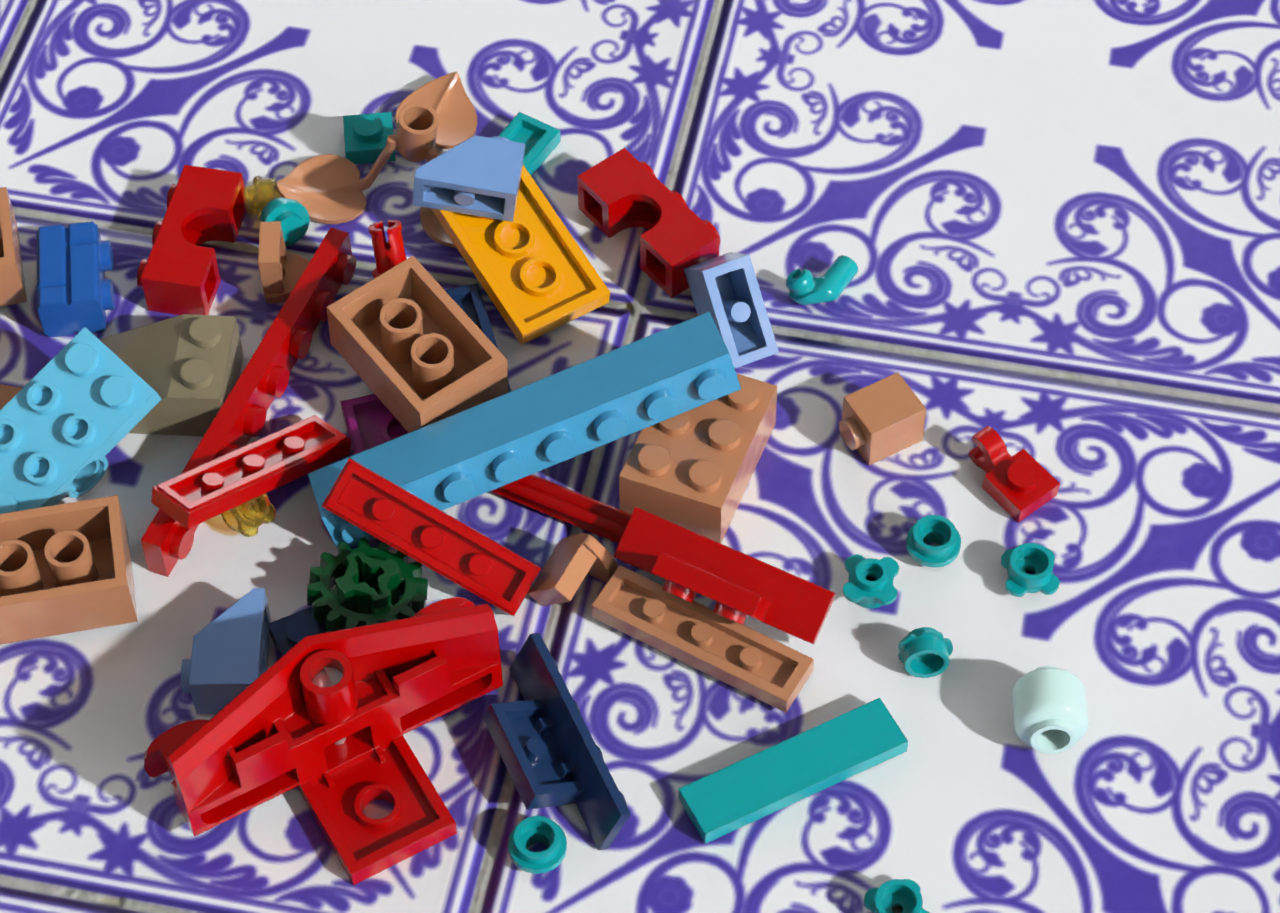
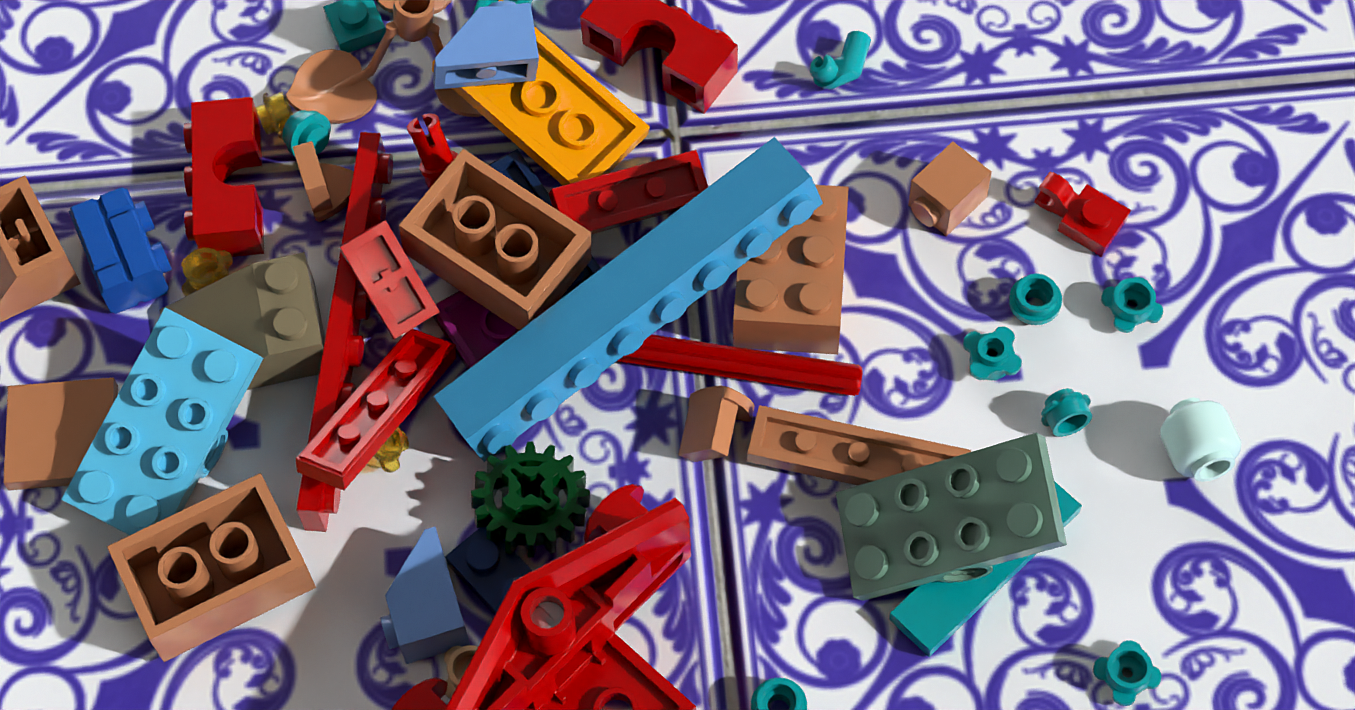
camera: 15 degrees left, 10 degrees up
(143, 311) = (203, 262): none -> clear yellow plate
(304, 359) = (389, 279): none -> hinge
(431, 536) = (575, 429): red tile -> none
(552, 748) = (760, 606): dark blue bracket -> none
(555, 345) = (632, 193): none -> red plate
(724, 575) = (860, 392): red bracket -> none
(734, 299) = (767, 106): medium blue slope -> none
(763, 709) = (951, 518): none -> sand green plate

